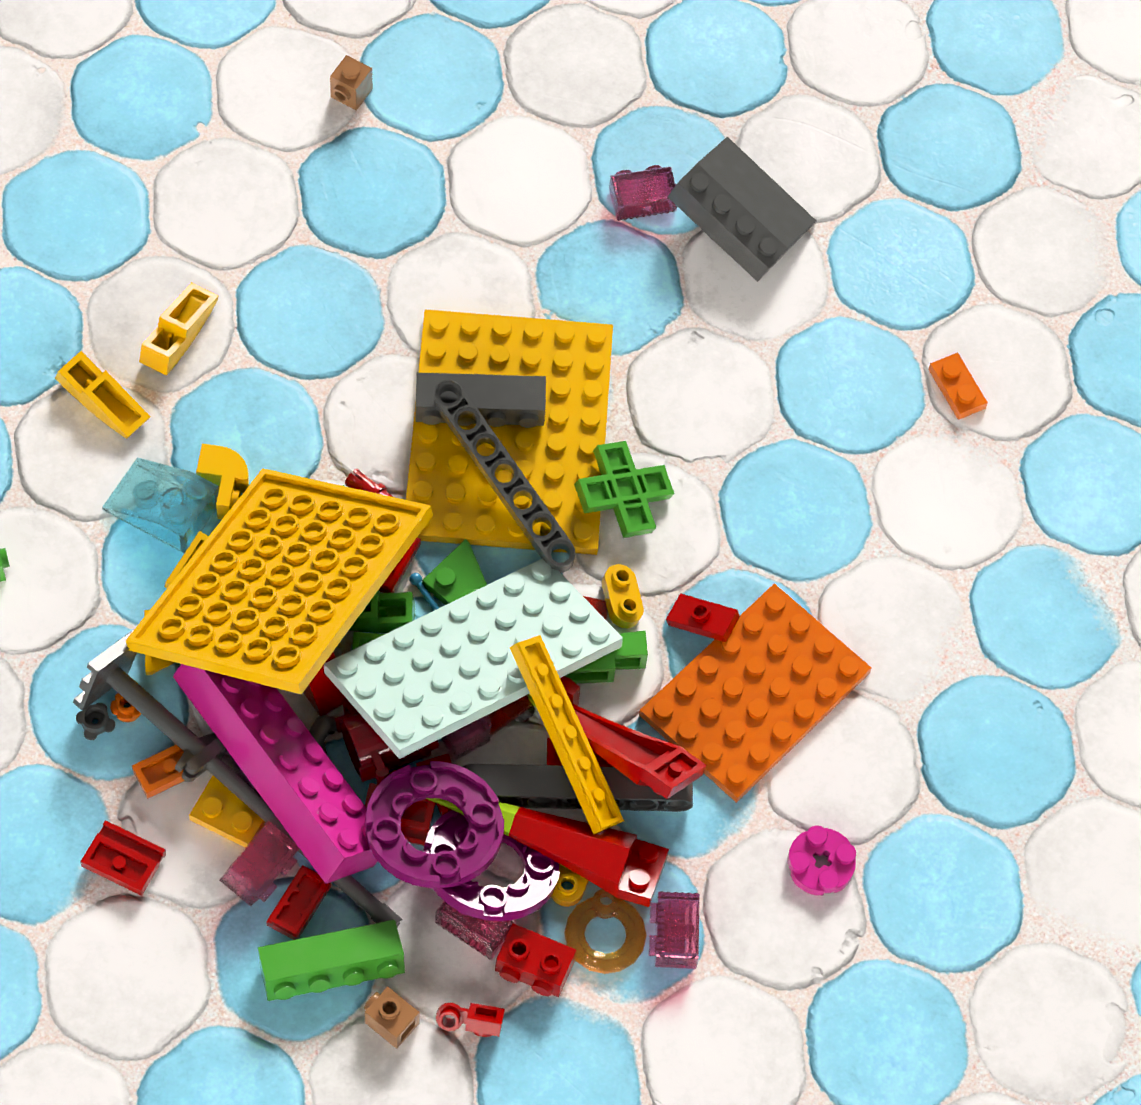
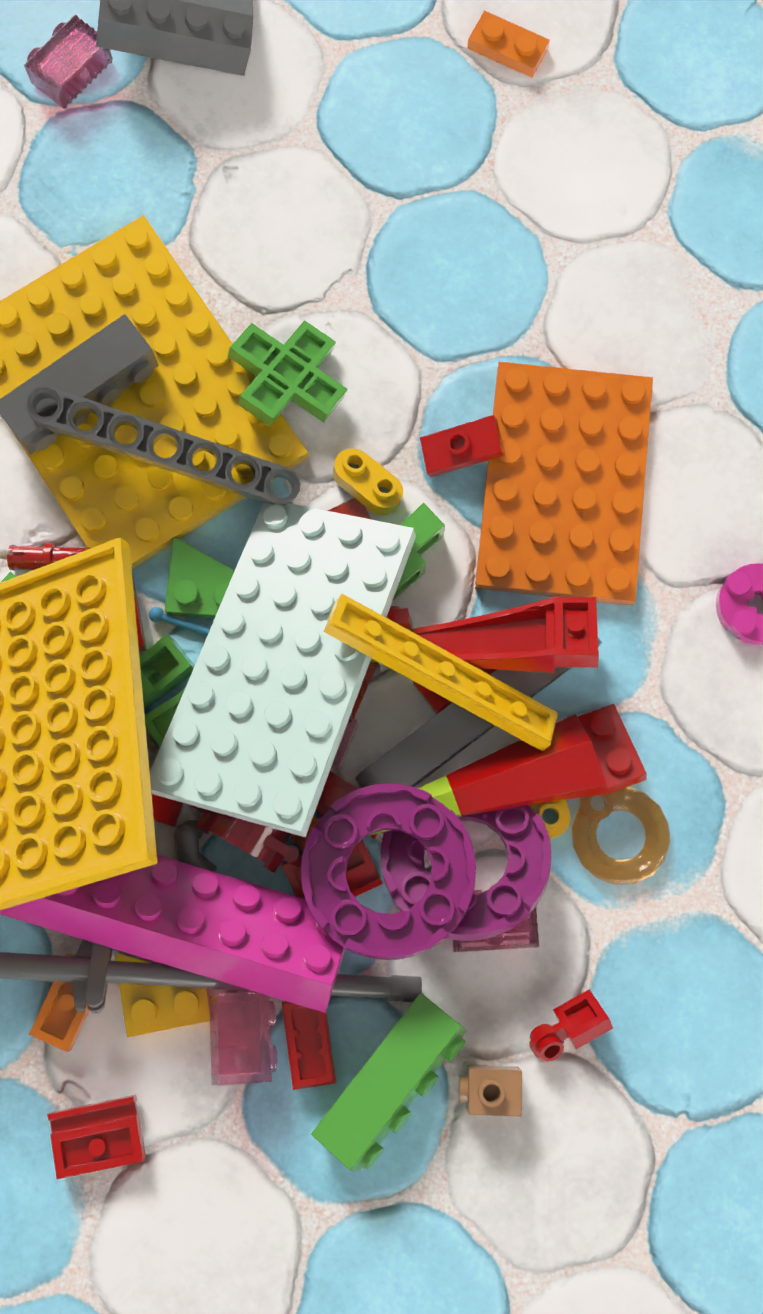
camera: 30 degrees left, 15 degrees up
(535, 961) = (583, 920): red brick -> none
(676, 930) = (687, 782): clear pink brick -> none

